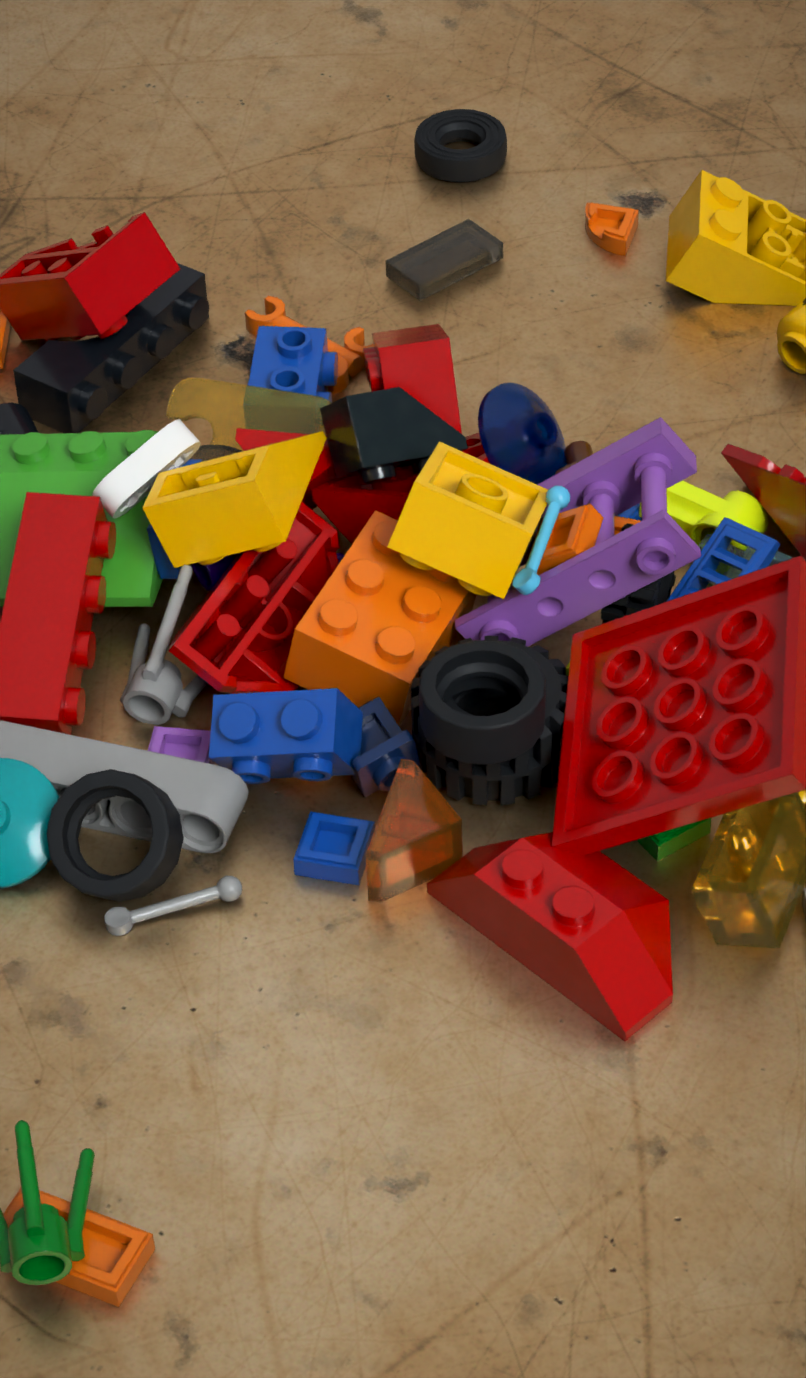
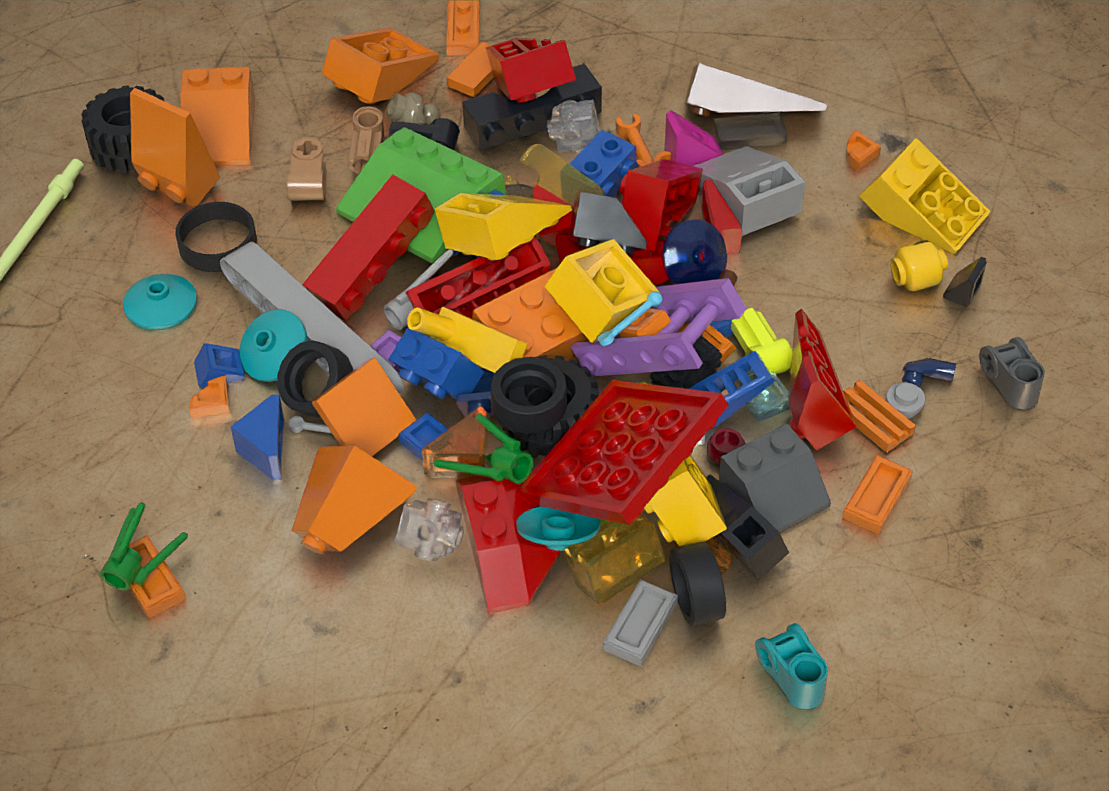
camera: 30 degrees right, 5 degrees up
(95, 961) = (260, 436): none -> blue slope
(136, 474) = (473, 181): white beam -> none
(204, 340) = (573, 125): none -> clear brick
(229, 847) = (364, 409): none -> orange tile
(302, 974) = (346, 498): none -> orange slope
(360, 666) = (473, 339): none -> yellow piece
(376, 218) = (728, 93): none -> wedge
(378, 304) = (688, 142): none -> dark pink slope
(440, 954) = (430, 529): none -> clear brick
(460, 164) = (814, 52): black tyre -> none
(502, 367) = (718, 213): none -> red slope
(513, 813) = (506, 461): none -> green plant
(522, 323) = (755, 186): none -> light grey slope
(661, 862) = (556, 527): none -> teal dish

